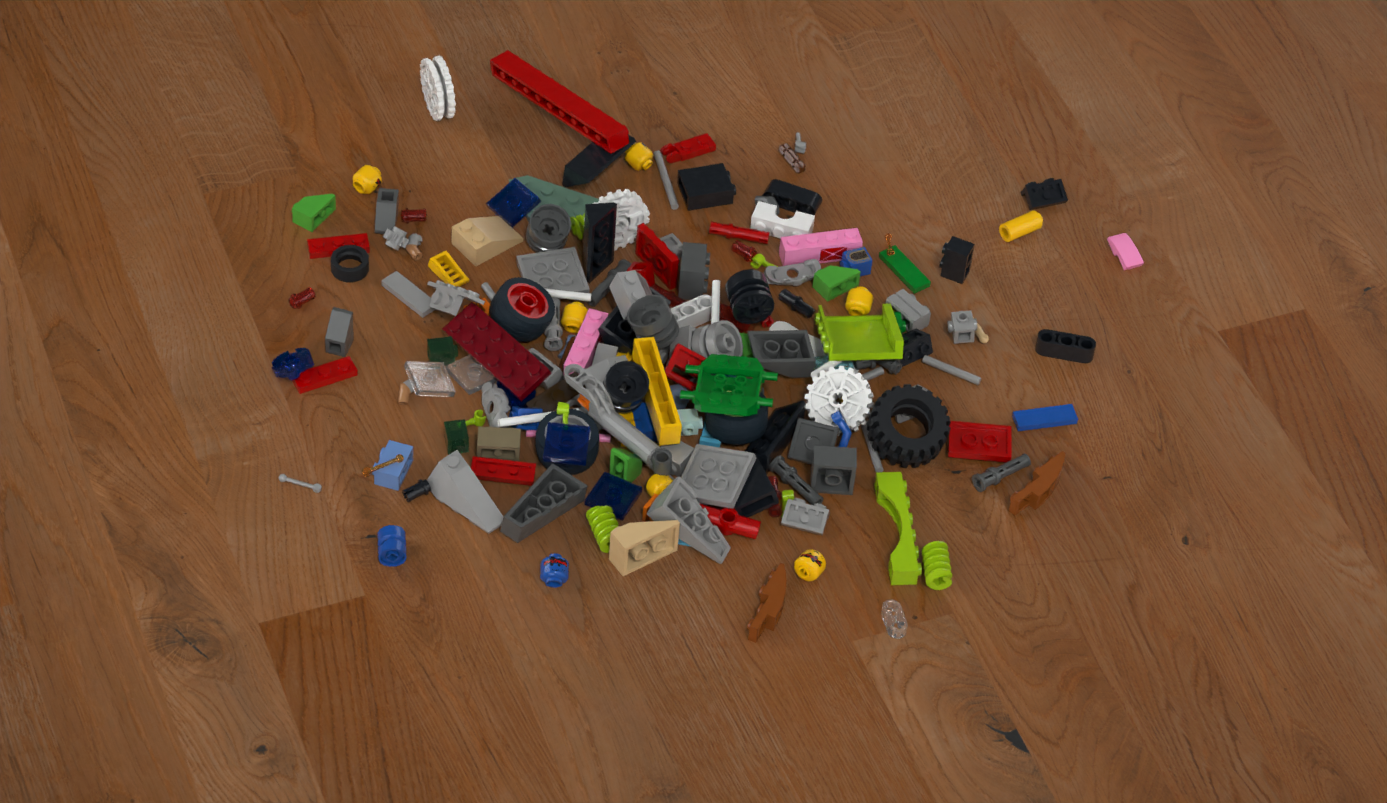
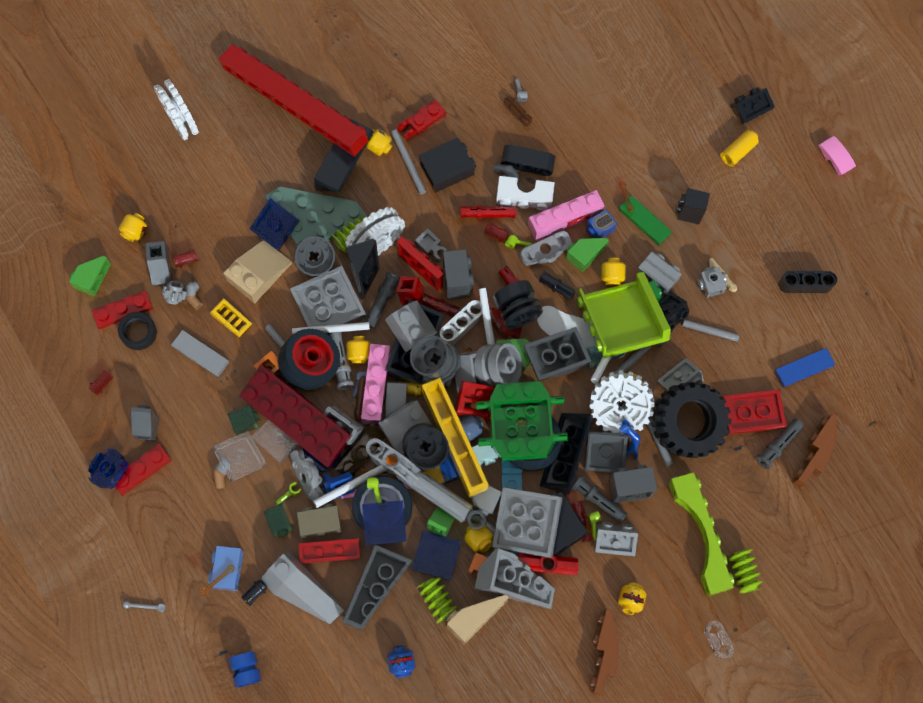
camera: 10 degrees left, 25 degrees up
(449, 297) = (239, 360): light grey bracket -> none

